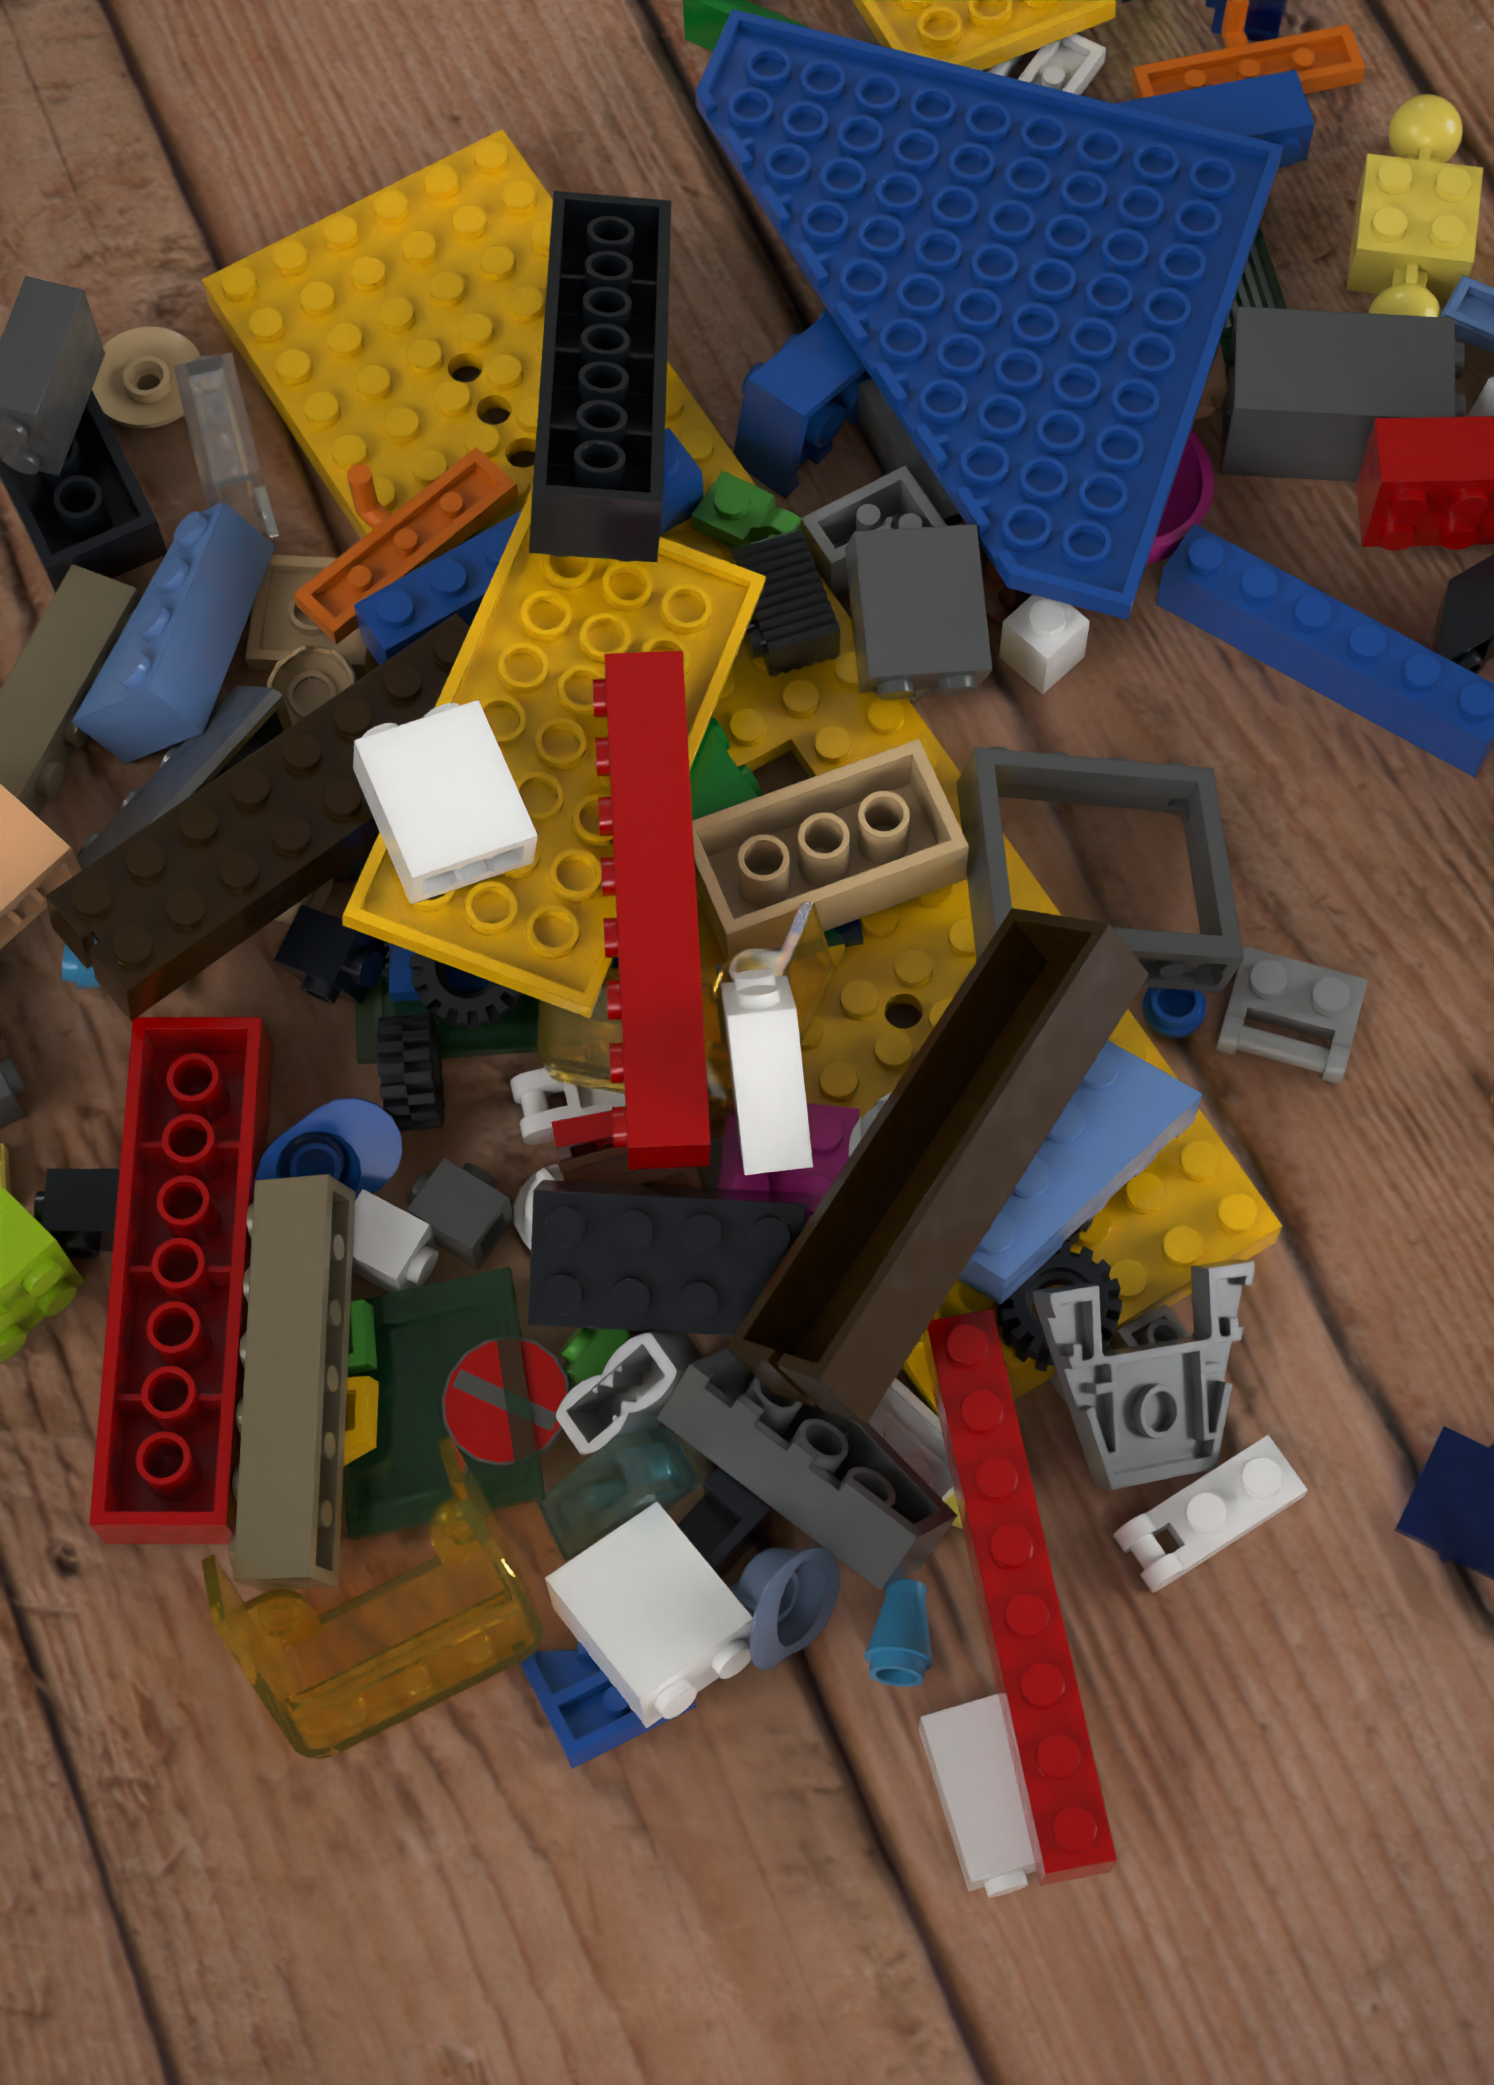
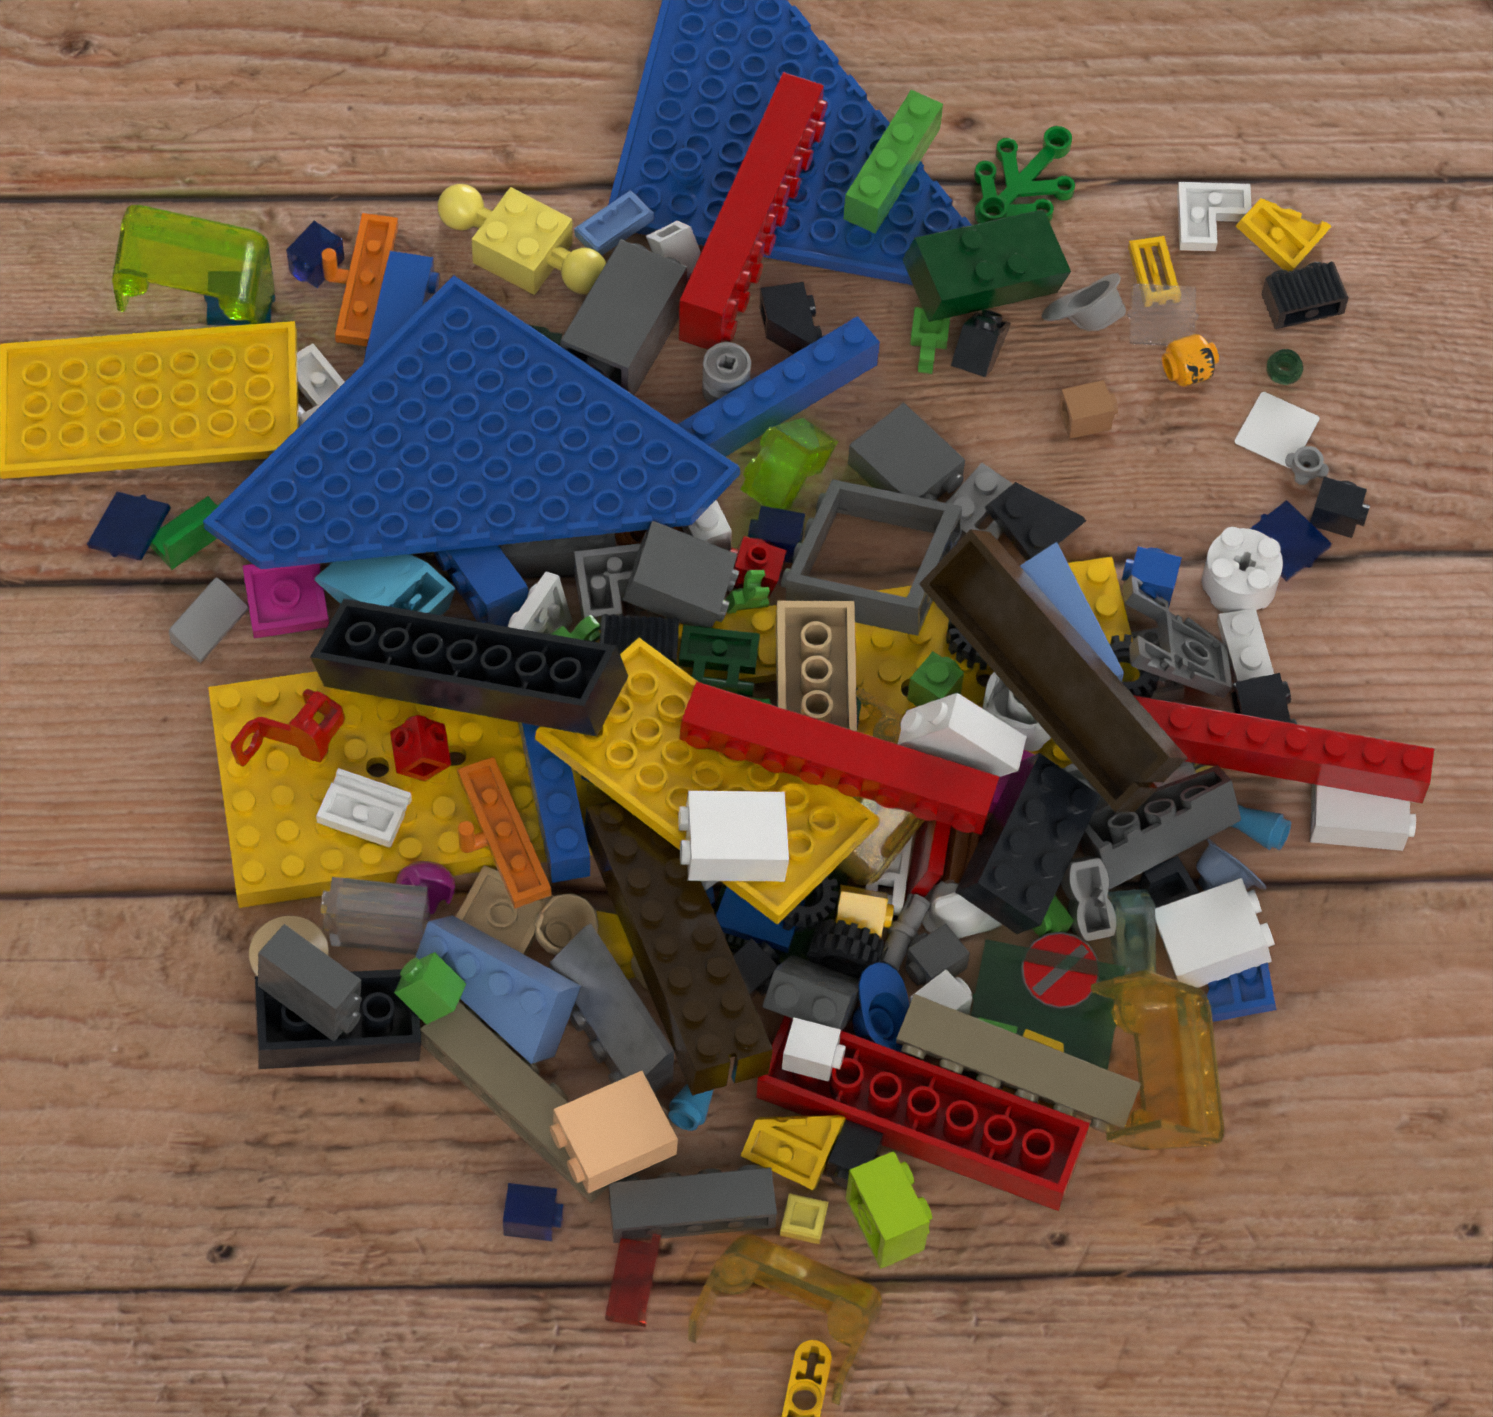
camera: 75 degrees left, 5 degrees down
(70, 1116) = (794, 1145): none -> yellow wing
(121, 539) = (429, 987): none -> bright green brick
(188, 1065) = (813, 1049): none -> white brick
(299, 1039) = (812, 993): none -> dark grey brick
(304, 493) = (431, 875): none -> magenta hair
(373, 363) = (364, 808): none -> white plate
(442, 265) = (303, 731): none -> red piece
(486, 1072) = (864, 908): none -> yellow brick
(488, 1150) = (904, 930): none -> light grey pin
(489, 386) = (420, 748): none -> red brick
(618, 99) = (207, 620): none -> light grey slope
(690, 169) = (285, 599): none -> dark pink plate
(736, 283) = (390, 582): none -> medium azure slope
(789, 456) = (544, 608): none -> white plate
(826, 709) = (720, 651): none -> dark green plate
(895, 1025) = (935, 680): none -> bright green brick
(951, 723) = (751, 595): none -> bright green plate
(1014, 714) = (758, 555): none -> red brick
(1091, 724) = (779, 529): none -> clear blue brick
(1104, 1558) = (1262, 698): none -> black slope
(1215, 693) = (785, 461): none -> clear neon green brick
(1286, 1305) = (1155, 570): none -> blue brick
(1295, 1088) = (1032, 519): none -> black wing
(1311, 869) = (906, 457): none -> dark grey brick
(1330, 555) = (724, 370): none -> light grey wheel
(1383, 1413) = (1242, 570): none -> white brick

